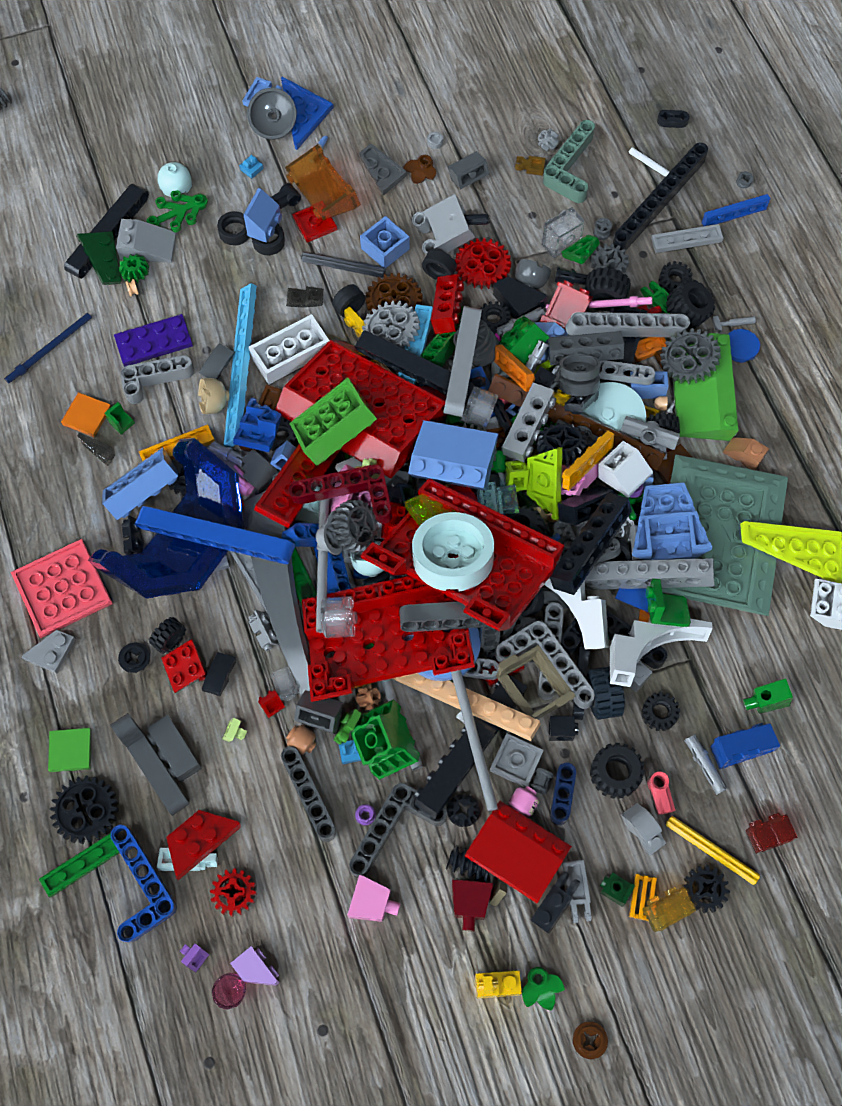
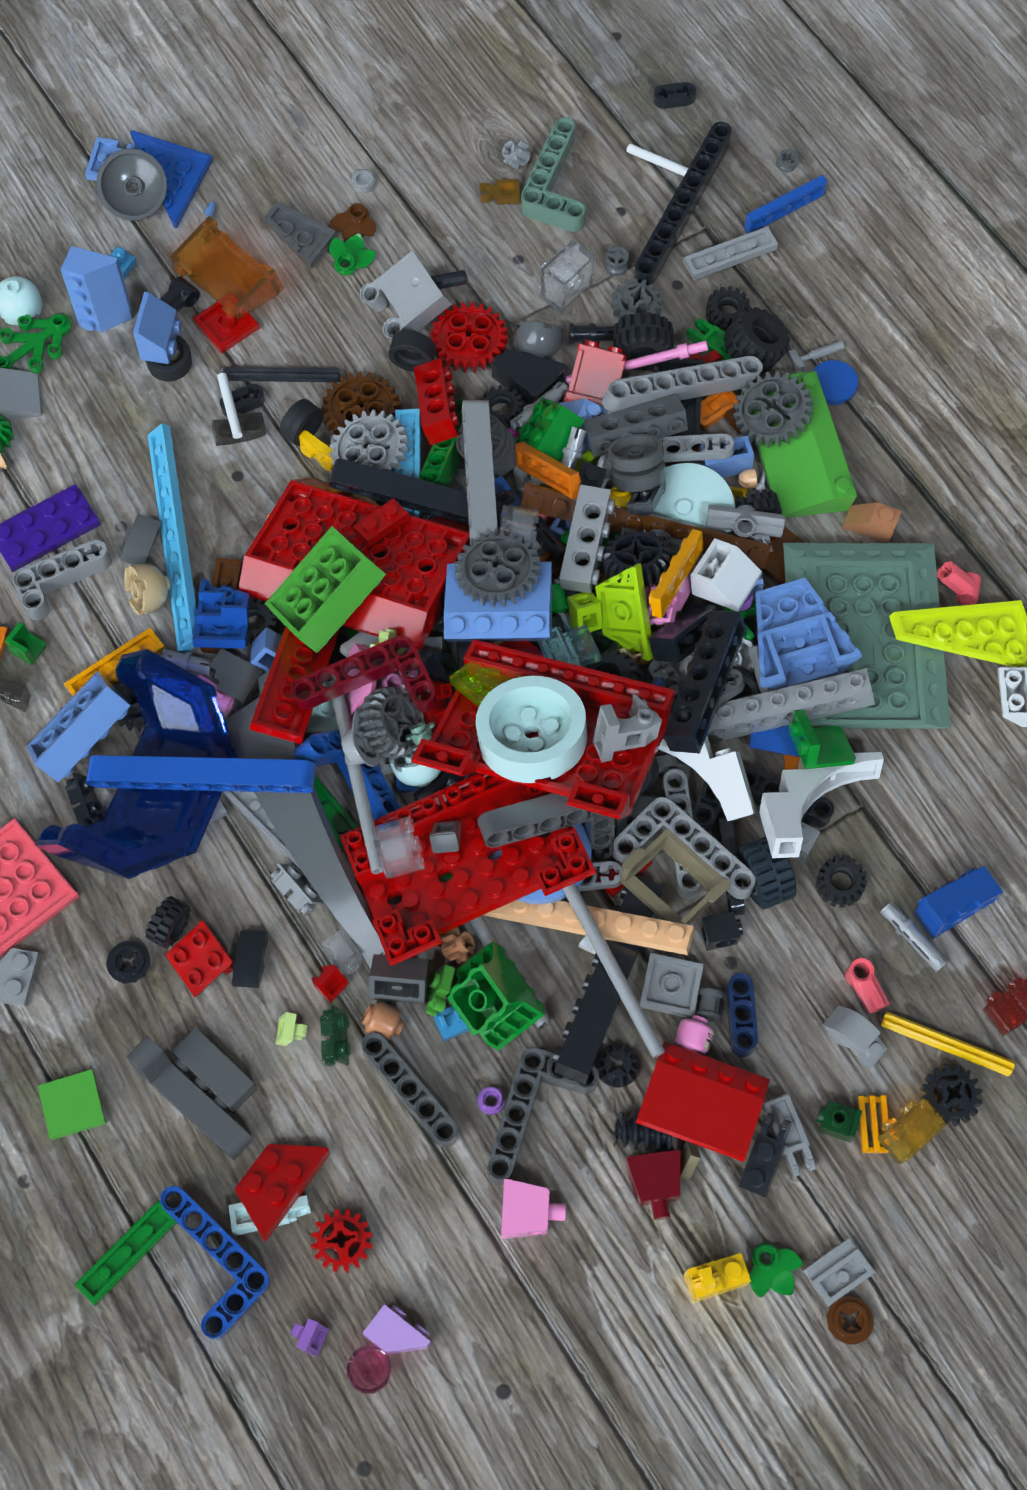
camera: 15 degrees left, 0 degrees up
(67, 819) = (93, 1196): black gear -> none
(226, 180) = (96, 289): none -> medium blue slope
(229, 218) = (112, 338): black tyre -> none
(264, 752) = (335, 1024): none -> clear green hinge
(288, 349) = (236, 503): white brick -> none
(301, 280) = (229, 405): none -> white bar
(312, 278) = (243, 401): none -> black beam
(374, 536) = (420, 731): none -> sand green plate
(375, 616) = (445, 836): none -> dark grey slope
(384, 242) = (330, 333): medium blue brick -> none
(384, 382) = (381, 522): none -> red plate
(414, 188) = (351, 252): none -> green plate
(457, 425) = (497, 568): none -> dark grey gear
(468, 170) = (419, 214): dark grey brick -> none
(517, 569) = (622, 734): none -> light grey tile
(581, 250) = (596, 294): green wing -> none
(590, 1002) = (838, 1272): none -> light grey plate
(626, 757) = (810, 949): black tyre -> none
(777, 695) = (984, 827): green torso -> none
(802, 510) = (963, 583): none -> coral piece

